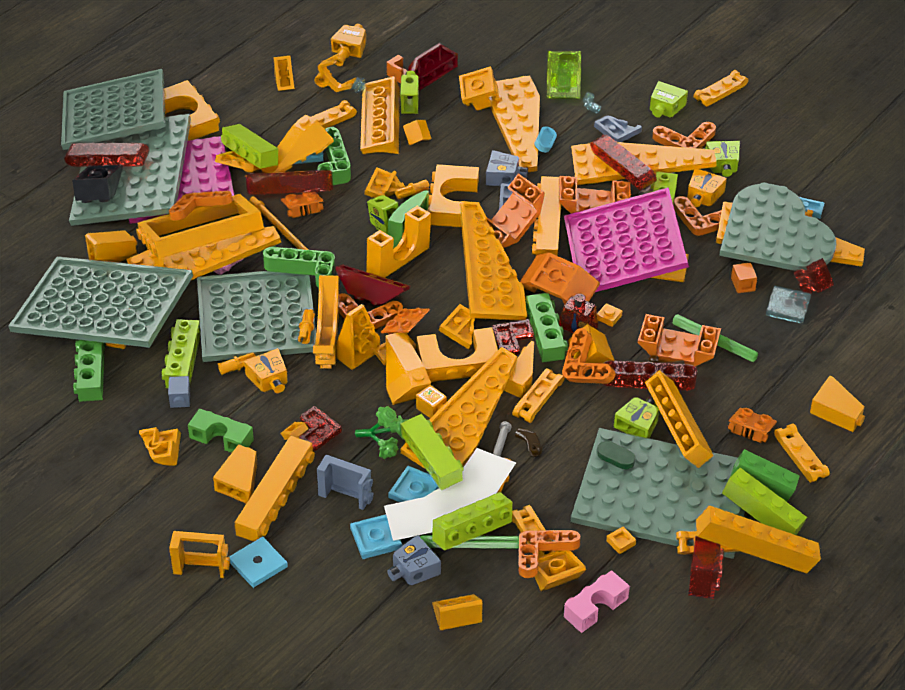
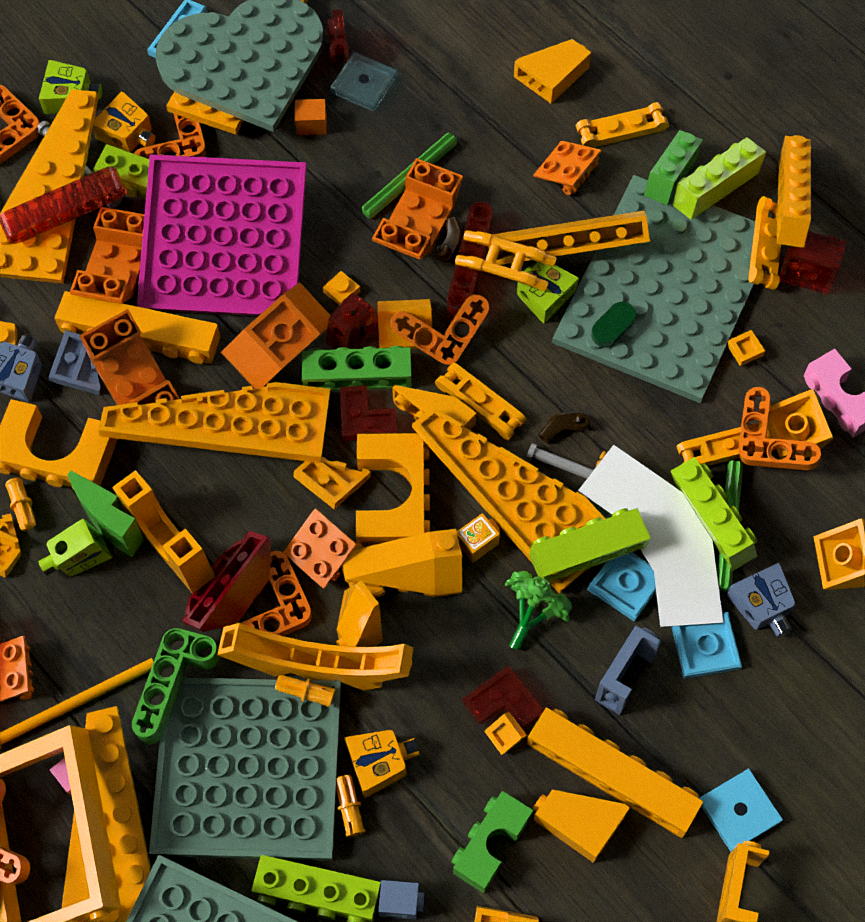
camera: 80 degrees left, 20 degrees up
(651, 387) = (513, 273): none -> light orange piece

